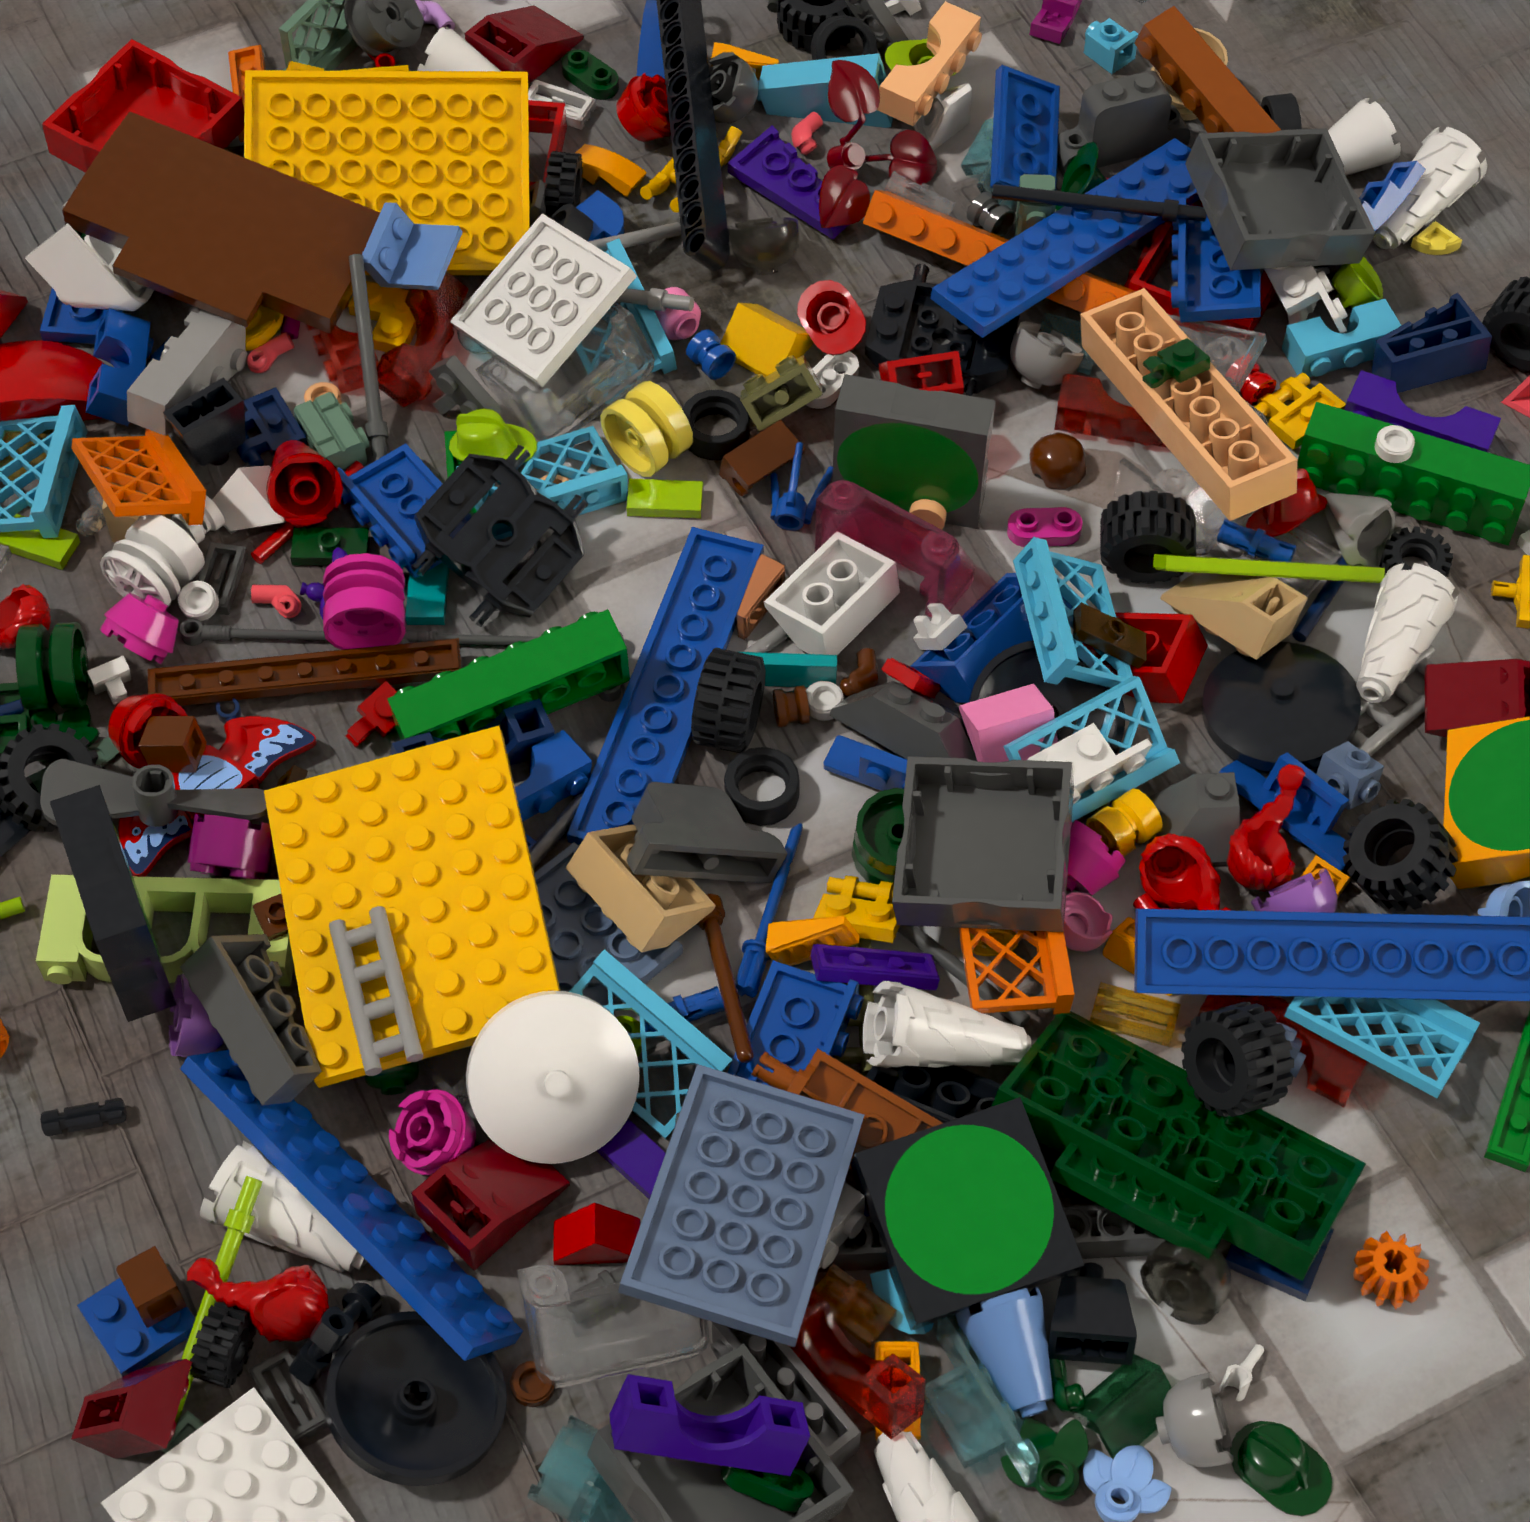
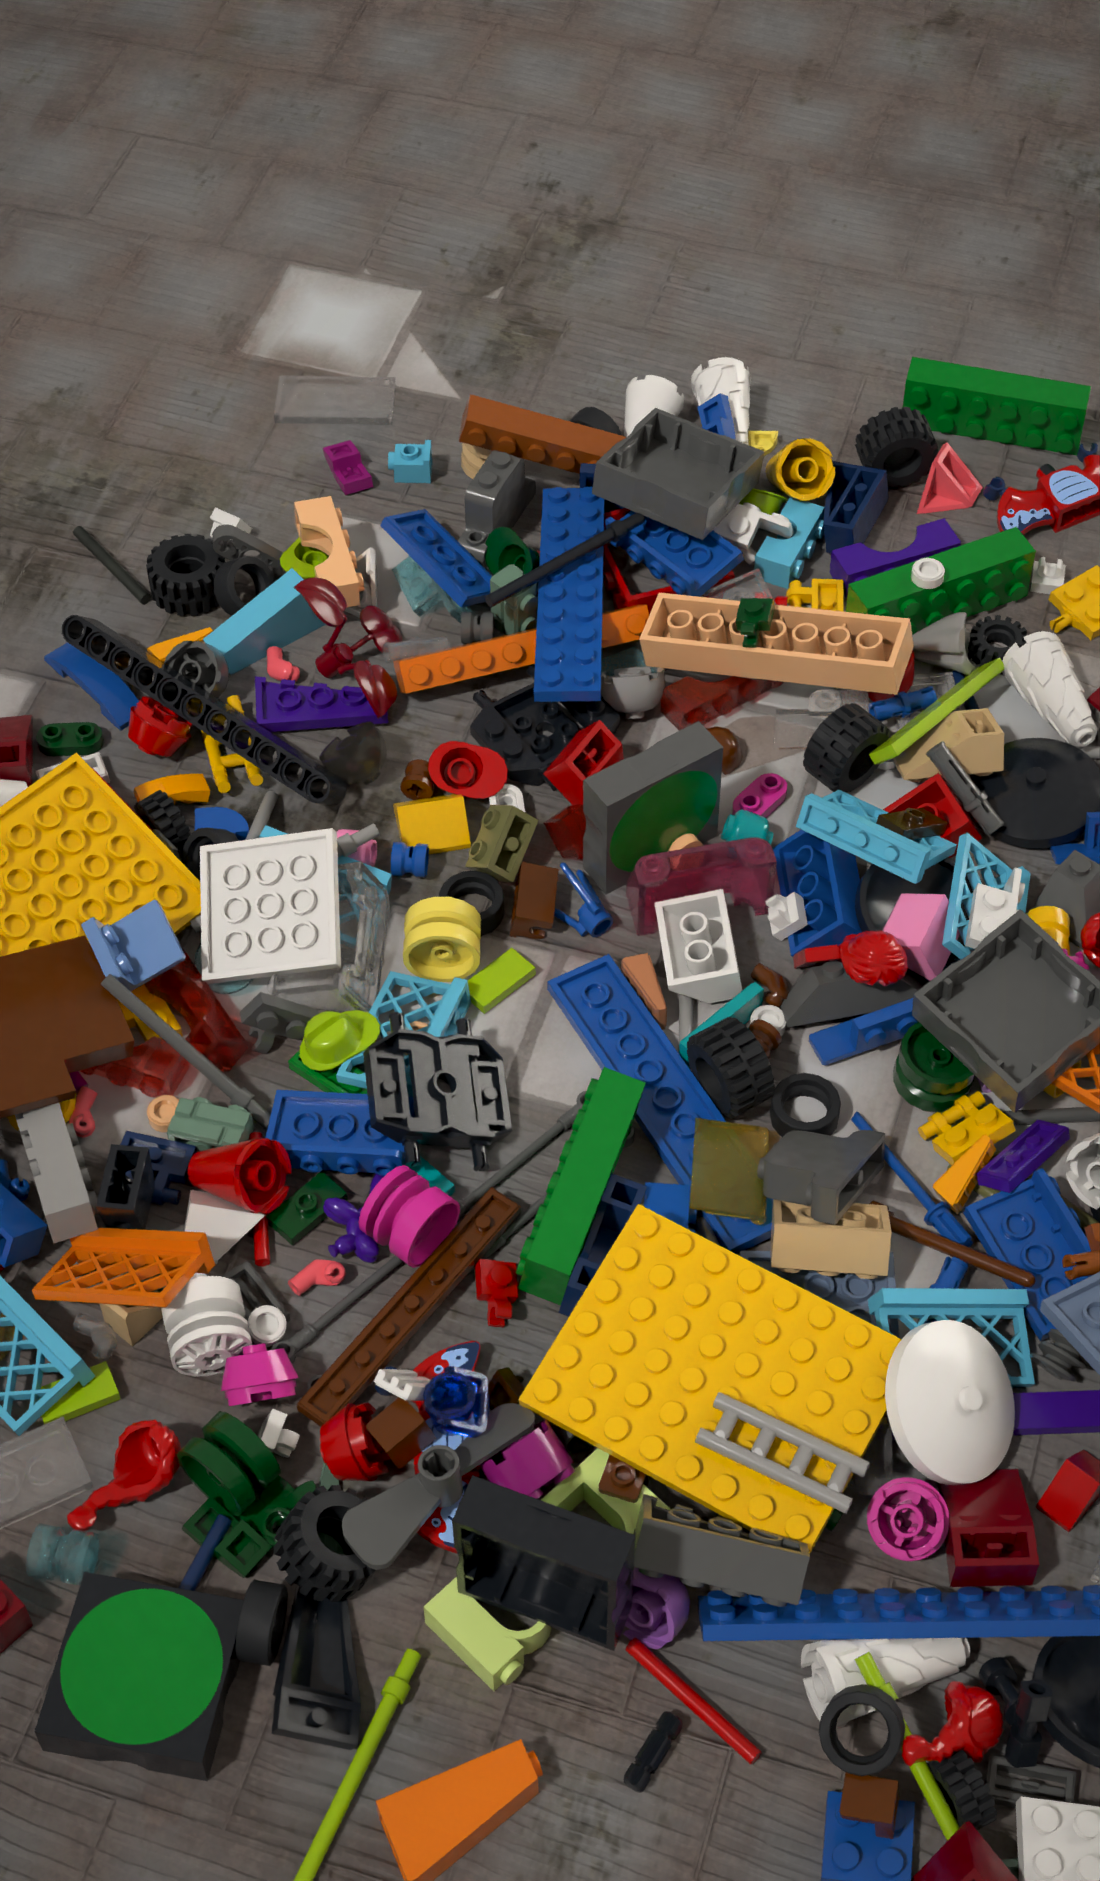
camera: 45 degrees left, 5 degrees down
(151, 1112) = (693, 1701): none -> red bar
(168, 1222) = (842, 1757): none -> black tyre
(211, 715) = (402, 1383): none -> white tile
(220, 755) = (452, 1399): none -> clear blue piece
(620, 774) = (726, 1169): none -> clear yellow piece
(787, 299) = (417, 780): none -> reddish brown wheel
(932, 710) = (873, 958): none -> red hair
(991, 542) = (746, 825): none -> teal head
(1199, 692) = (964, 787): none -> dark grey pin
(1400, 291) = (802, 469): none -> yellow cone

